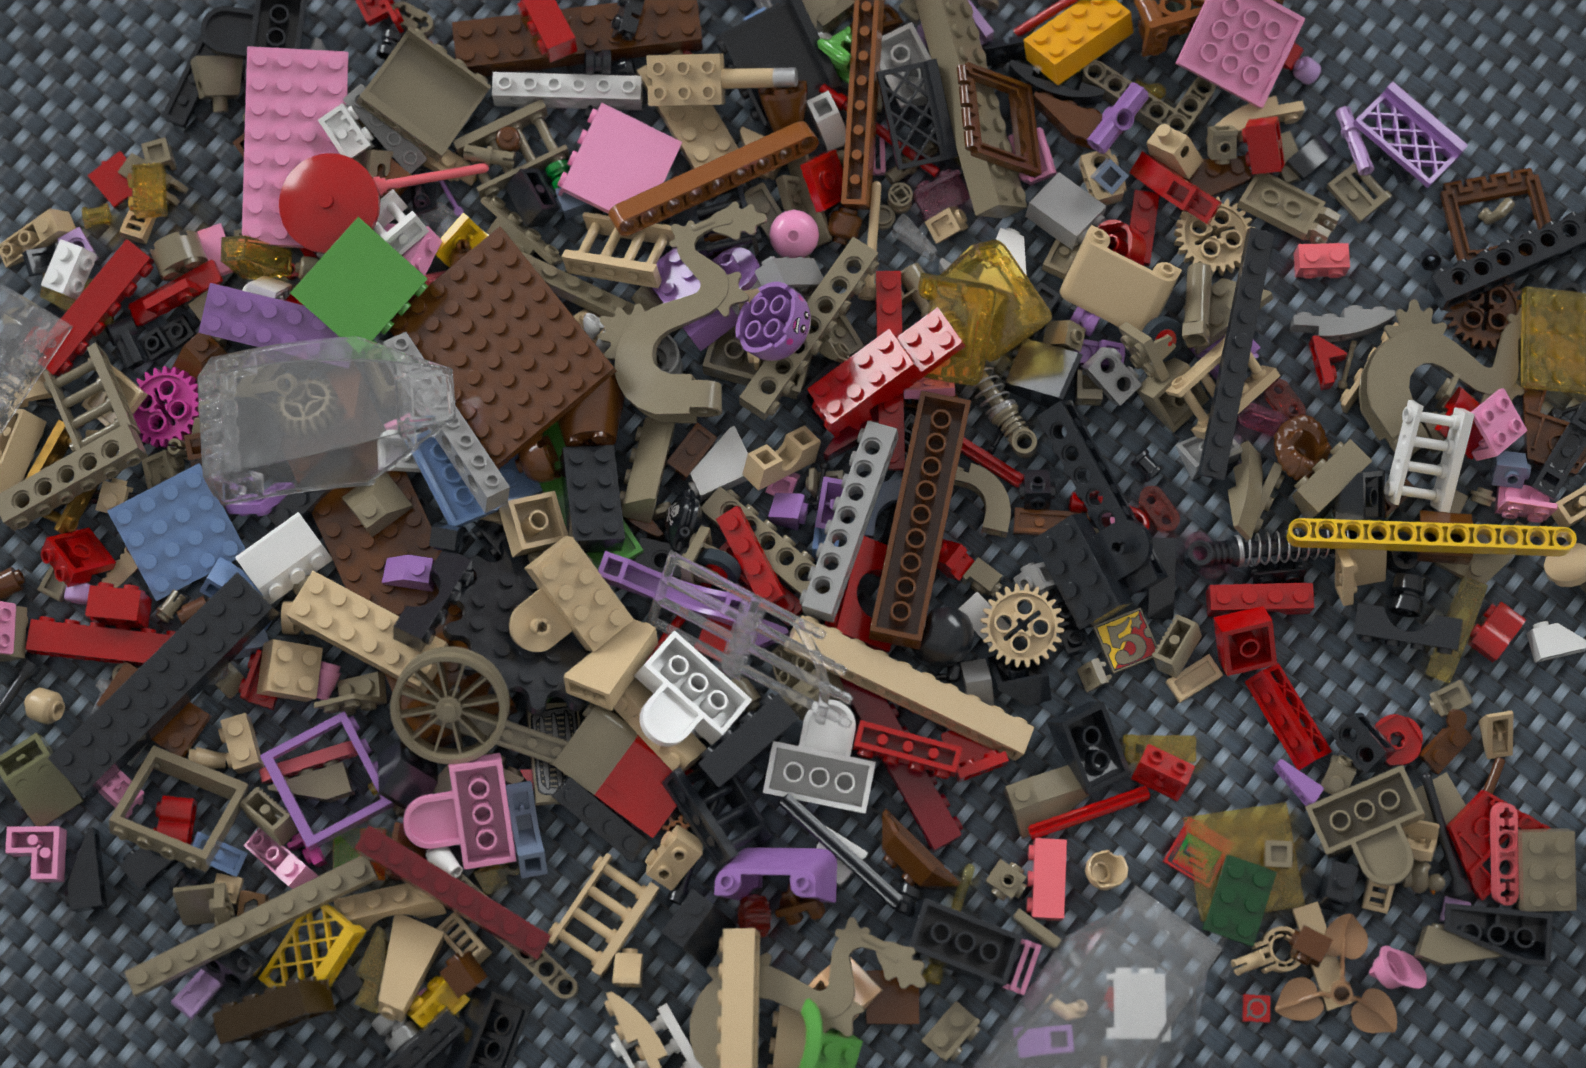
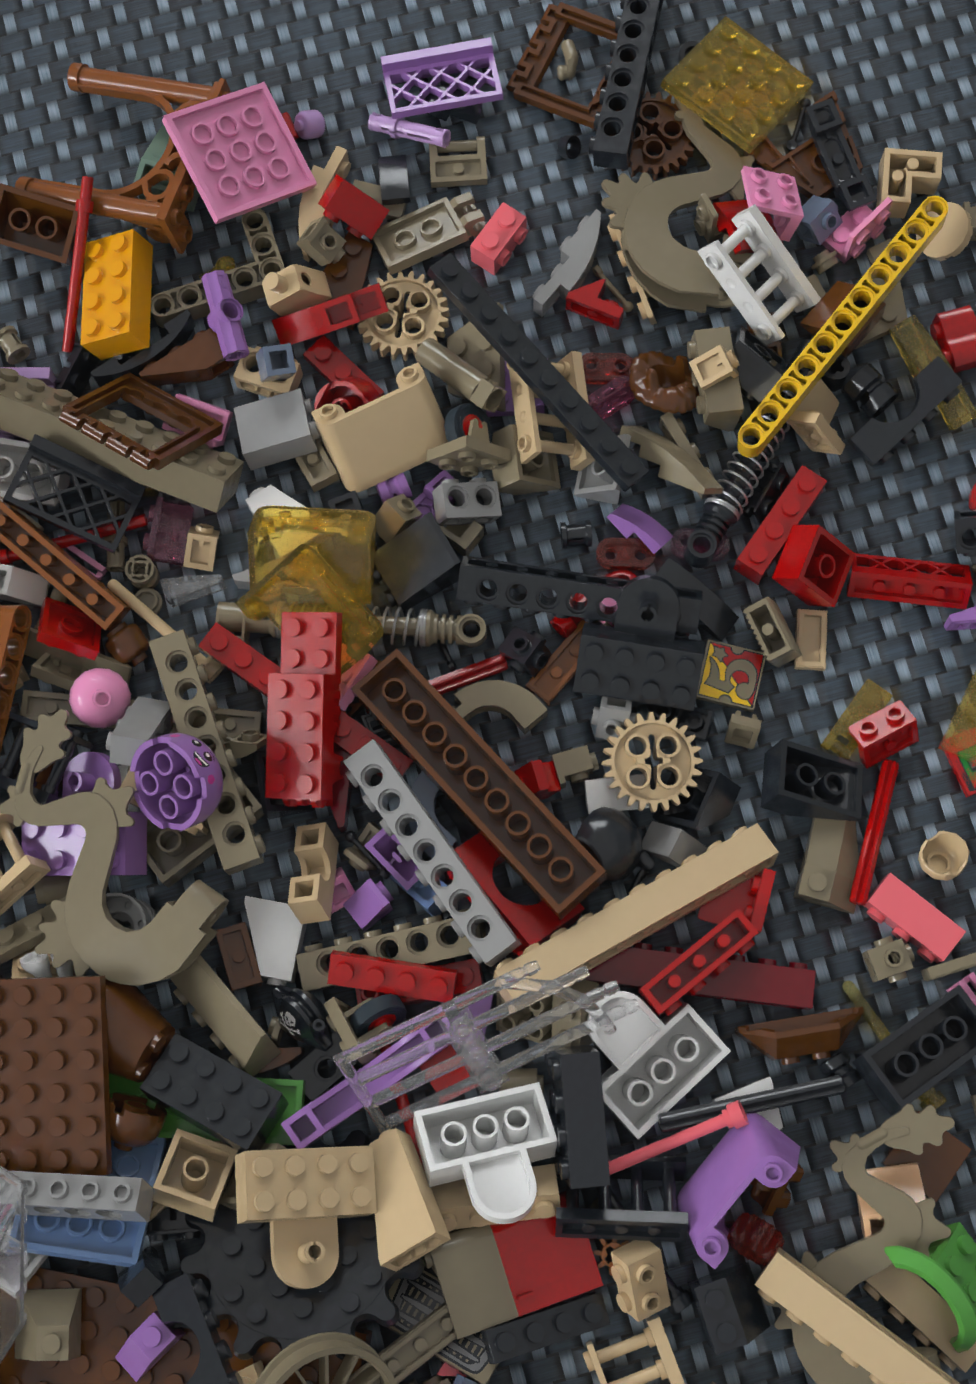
camera: 50 degrees left, 0 degrees up
(821, 840) = (732, 1116): none -> coral piece
(1187, 509) = (631, 520): none -> medium lavender slope
(1332, 470) = (714, 366): none -> tan bracket

